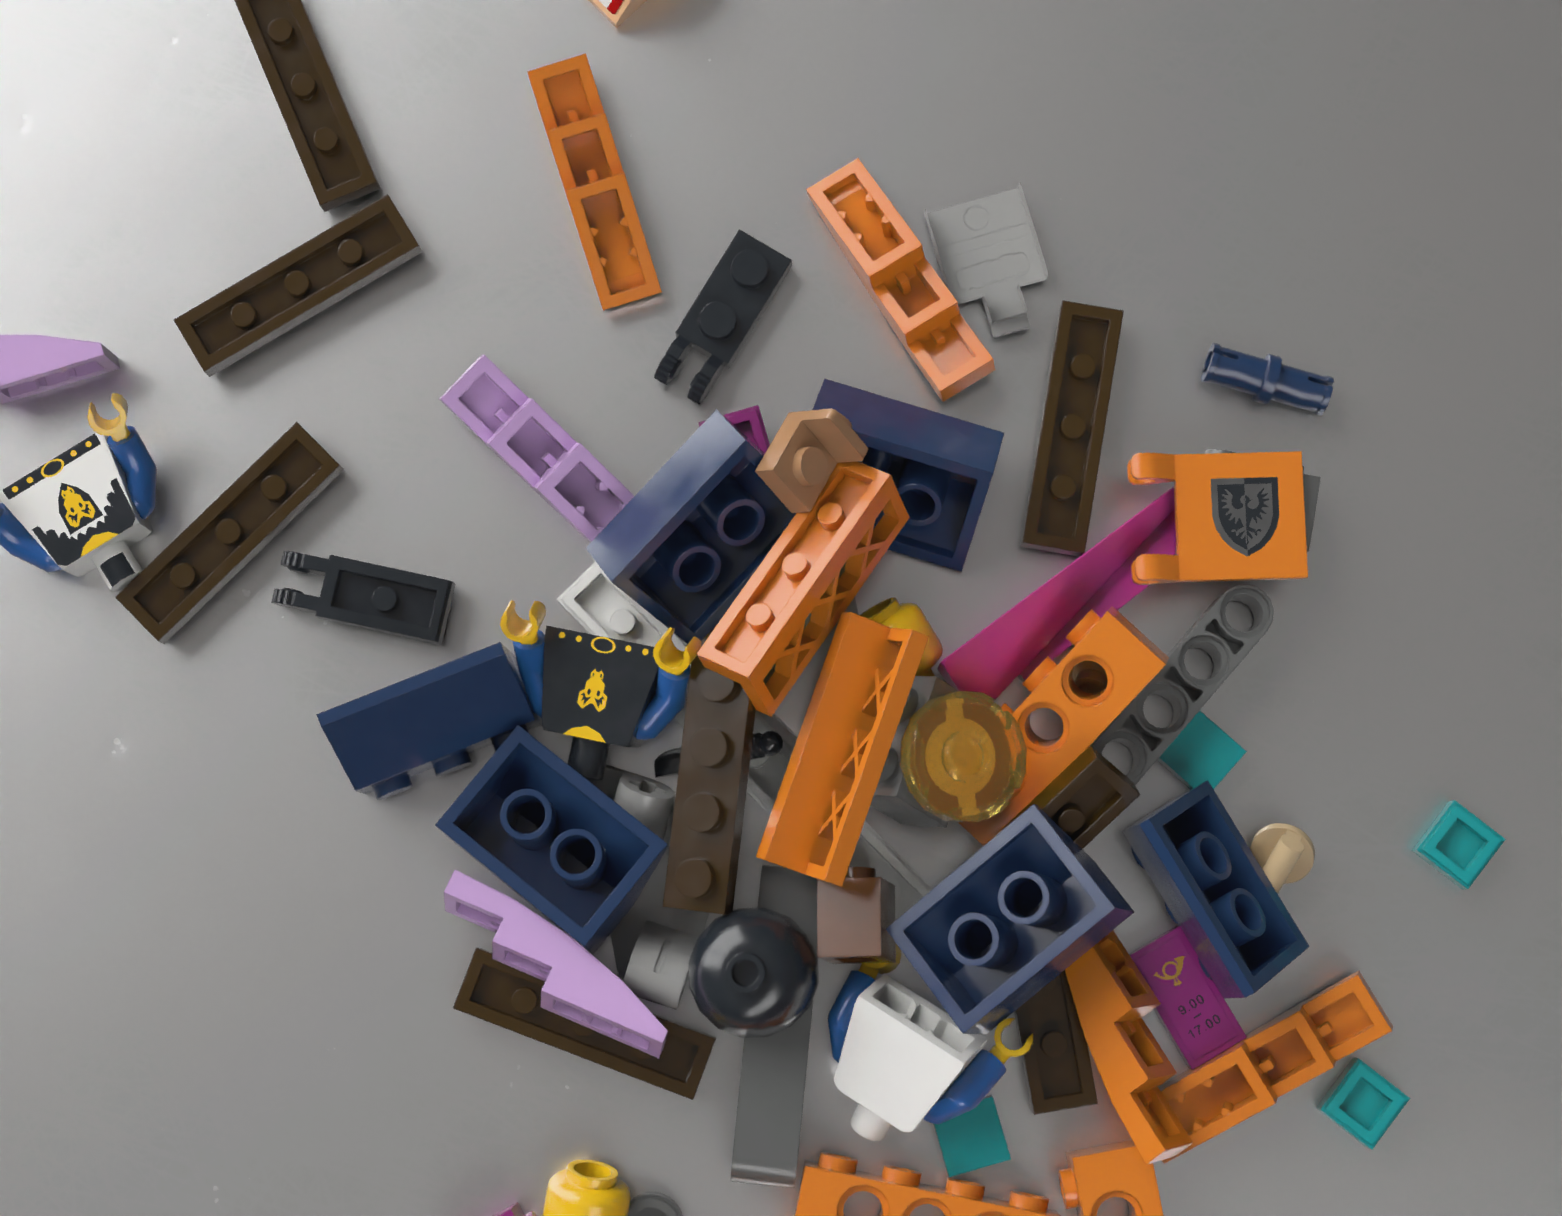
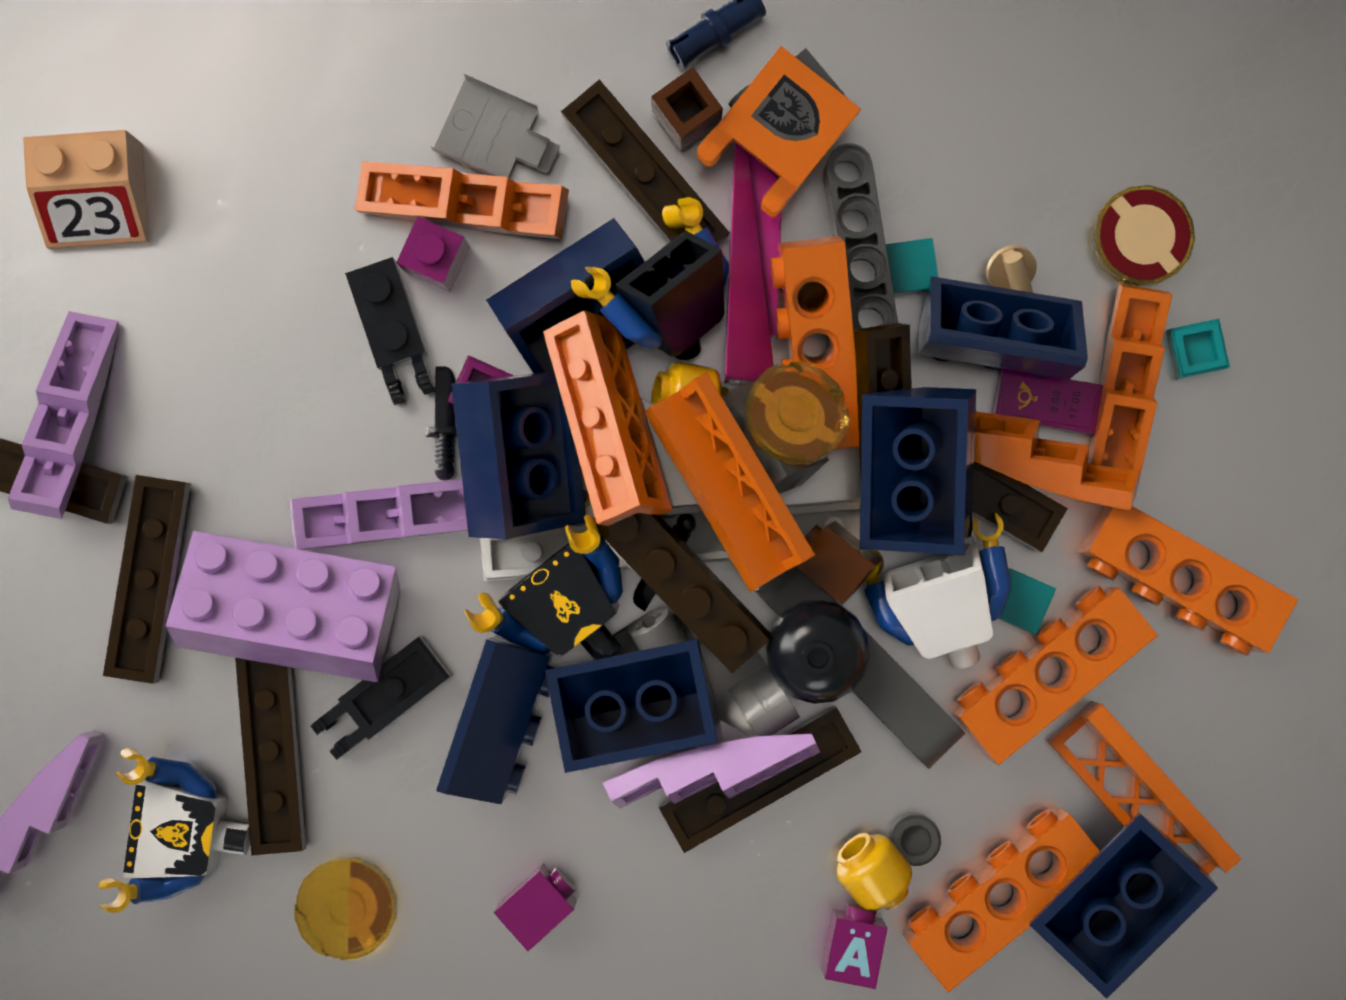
camera: 50 degrees left, 5 degrees up
(137, 729) = (345, 908): none -> clear yellow tile
(286, 908) = (537, 905): none -> magenta brick
(377, 432) = (284, 606): none -> lavender brick
(389, 85) = (65, 415): none -> lavender slope
(594, 182) = (237, 338): orange slope -> none
(672, 439) = (444, 424): none -> black piece
(806, 455) = (527, 351): medium nougat bracket -> none
(826, 294) = (433, 254): none -> magenta brick
(979, 546) = (670, 295): none -> black torso
(1165, 414) = (686, 108): none -> reddish brown brick
(1425, 956) = (1143, 235): none -> tile
(1458, 845) = (1094, 158): teal tile -> none

